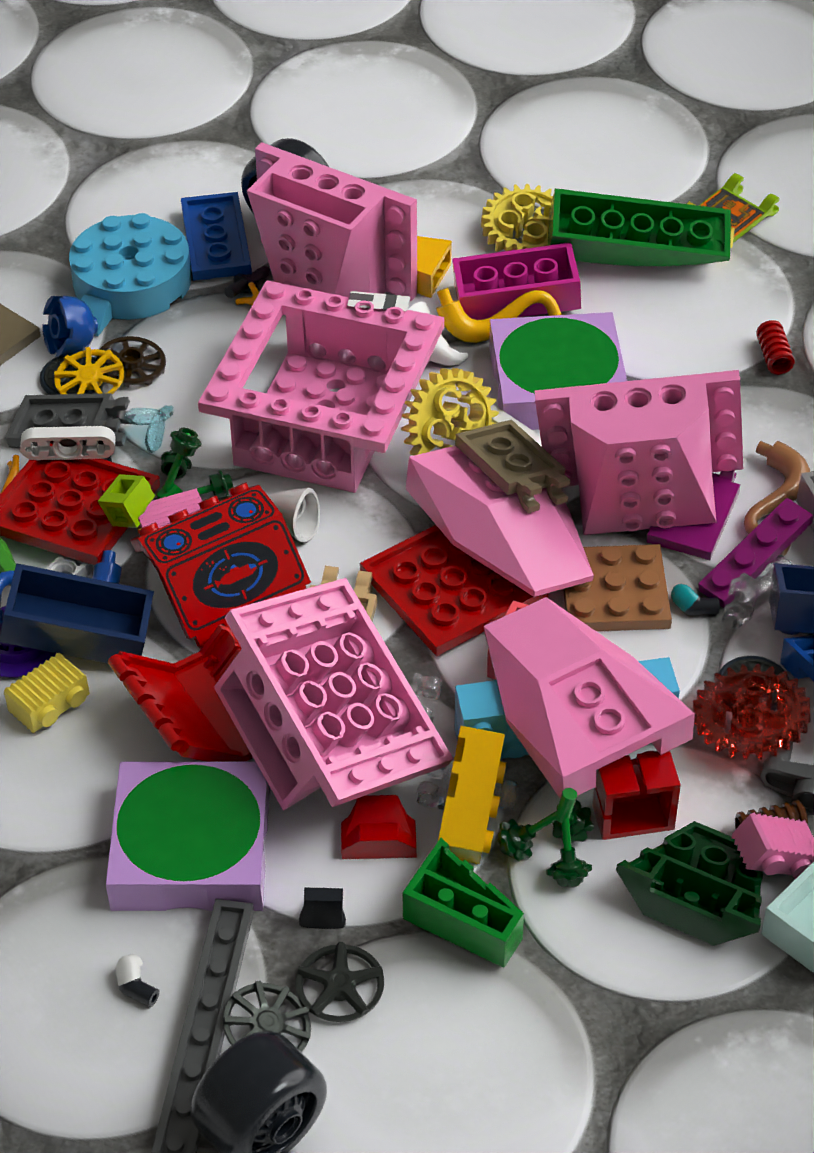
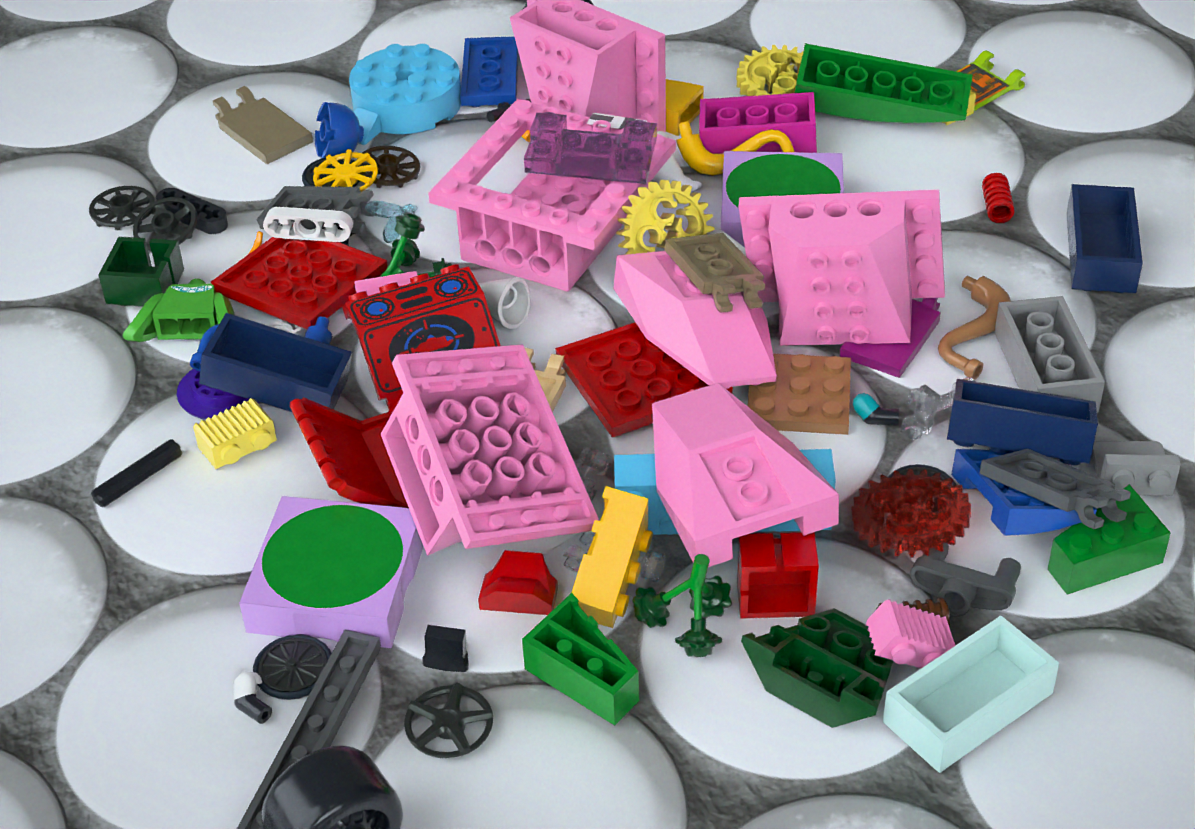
camera: 10 degrees right, 5 degrees down
(126, 500) = (346, 272): lime brick -> none
(168, 942) = (291, 666): none -> pearl dark grey wheel
(267, 1017) = (371, 743): pearl dark grey wheel -> none
(361, 345) = (589, 153): none -> clear purple bracket
(757, 550) = (944, 369): magenta plate -> none

